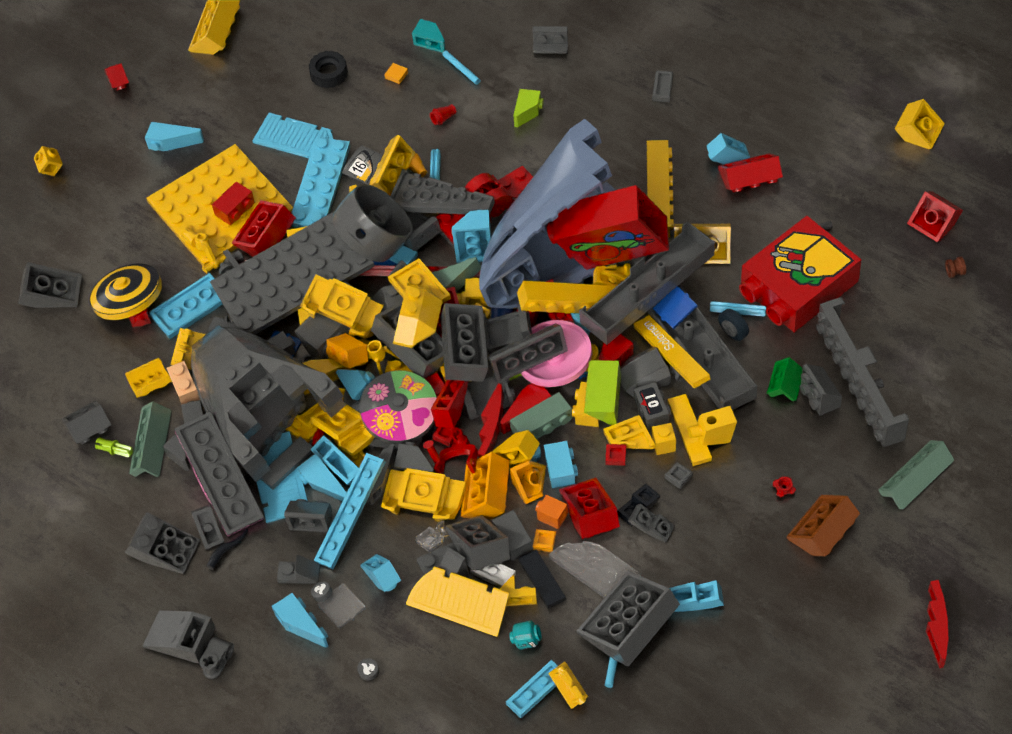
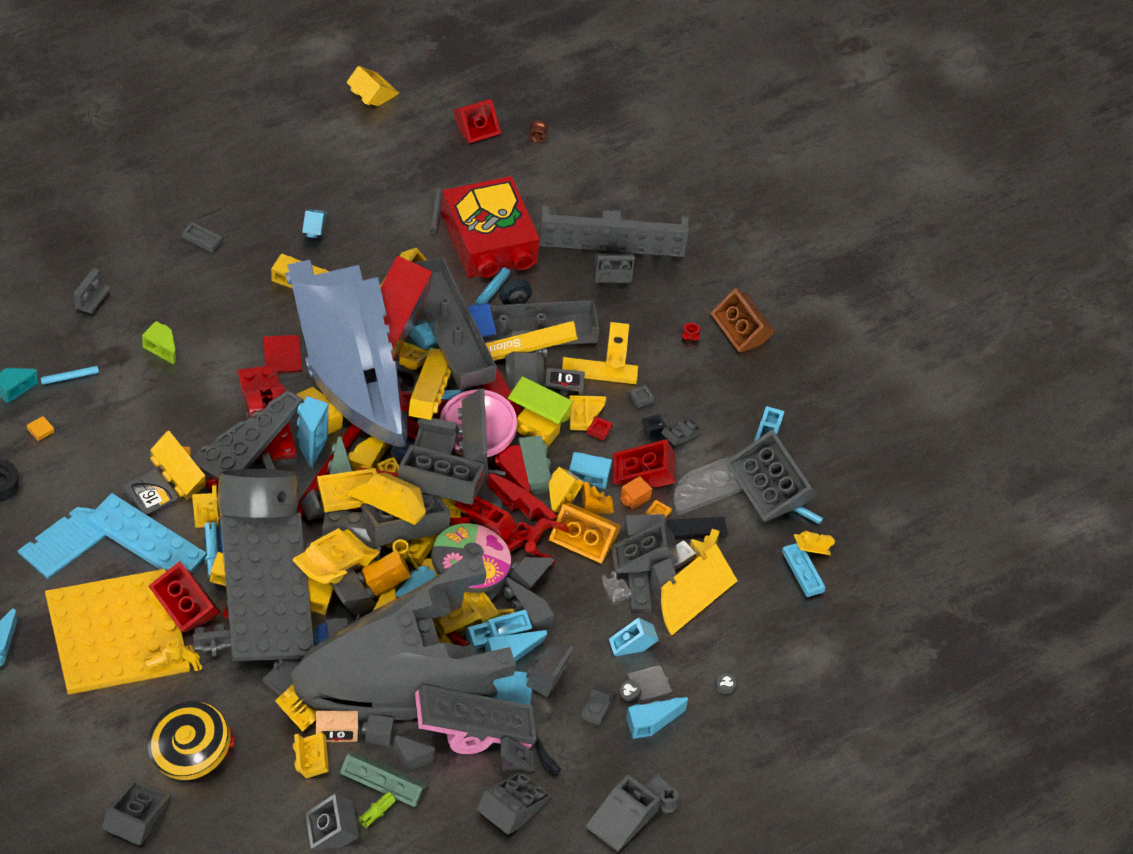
camera: 80 degrees left, 5 degrees down
(186, 307) = (234, 694): medium azure tile -> none
(233, 203) = (137, 609): red brick -> none
(349, 511) = (564, 633): medium azure plate -> none
(423, 493) = (566, 579): yellow piece -> none
(435, 164) = (188, 440): medium azure axle -> none
(442, 114) = (124, 410): red cone -> none
(525, 635) = (749, 556): teal head -> none
(664, 438) = (605, 386): yellow brick -> none
(751, 172) = (349, 215): red slope -> none
(785, 379) = (584, 286): green panel -> none
(917, 473) = (722, 244): sand green panel -> none
(938, 626) = (873, 292): red slope -> none

